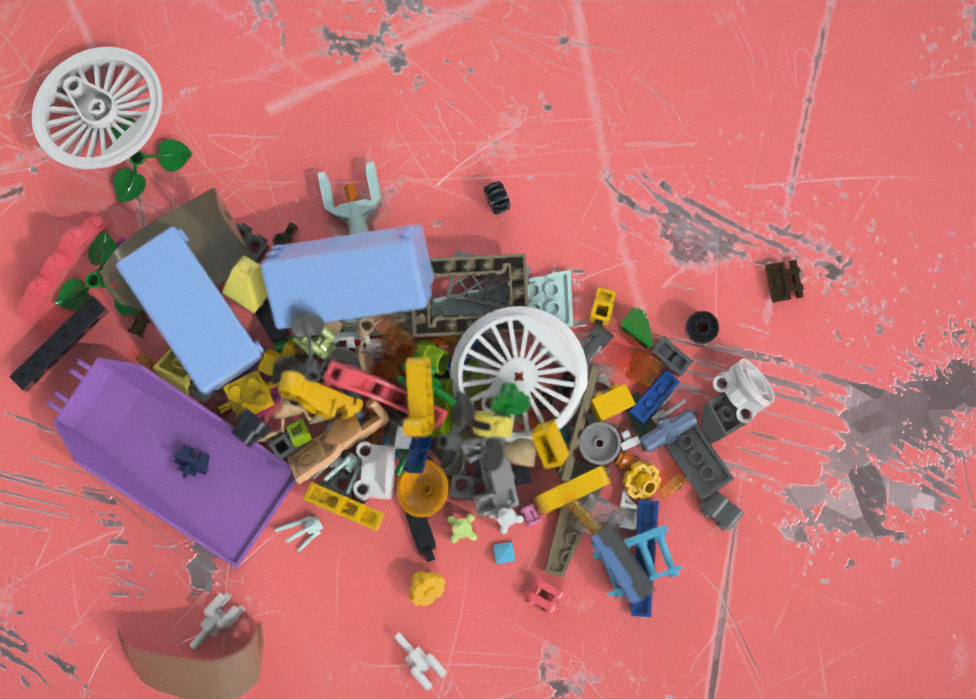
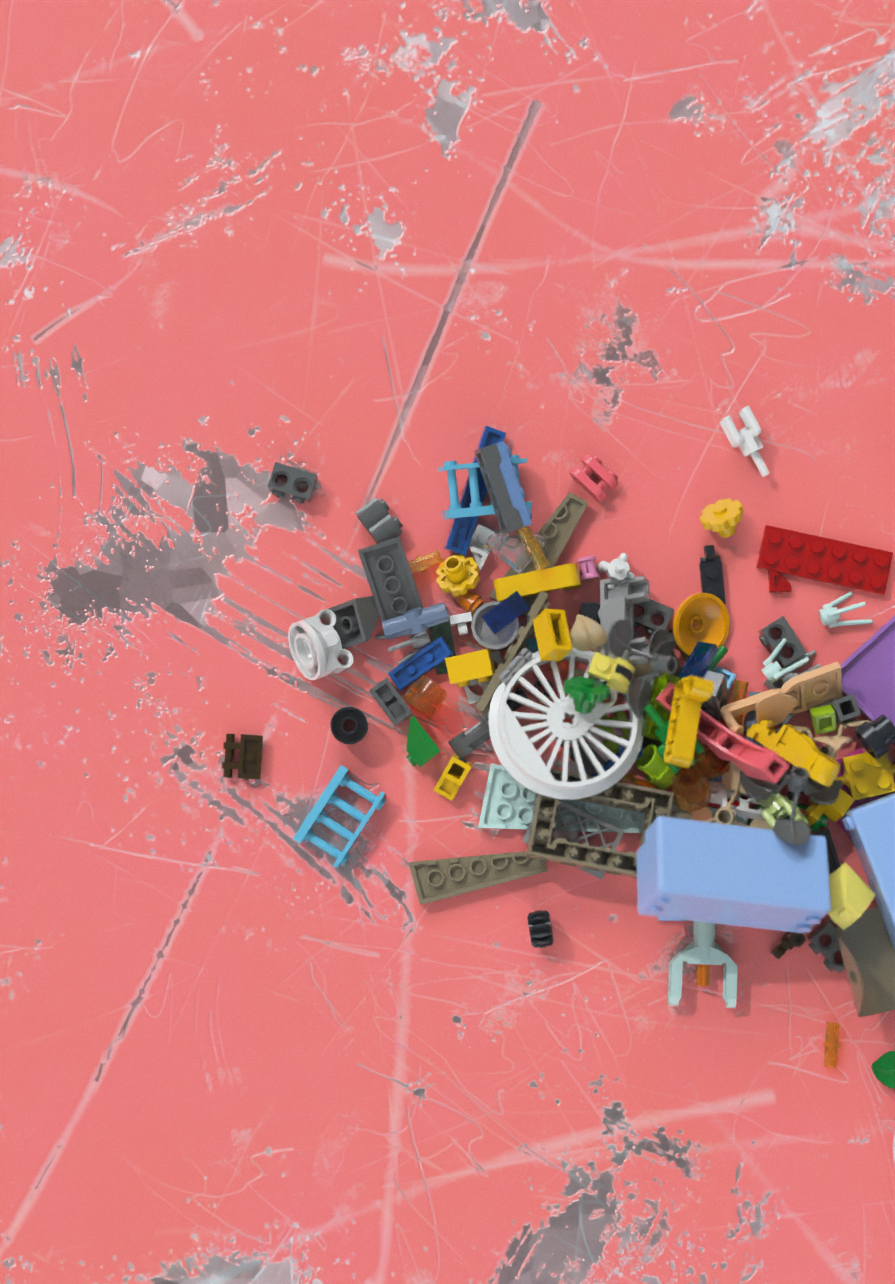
camera: 170 degrees left, 0 degrees up
(229, 162) = (831, 1044): none -> clear yellow pin
(328, 573) = (824, 560): none -> red plate
(344, 506) = (792, 625): yellow slope -> none
(363, 543) = (778, 583): none -> red tile
(376, 472) = (747, 654): white piece -> none
(462, 528) = (667, 571): yellowish green plant -> none
(504, 552) = (627, 534): medium azure slope -> none
(573, 227) = (460, 875): none -> dark tan wing
(574, 412) = (515, 665): none -> light grey axle
(593, 455) = (505, 612): none -> clear blue tile
(702, 264) = (318, 815): none -> medium azure fence
(804, 529) = (294, 477): none -> dark grey brick

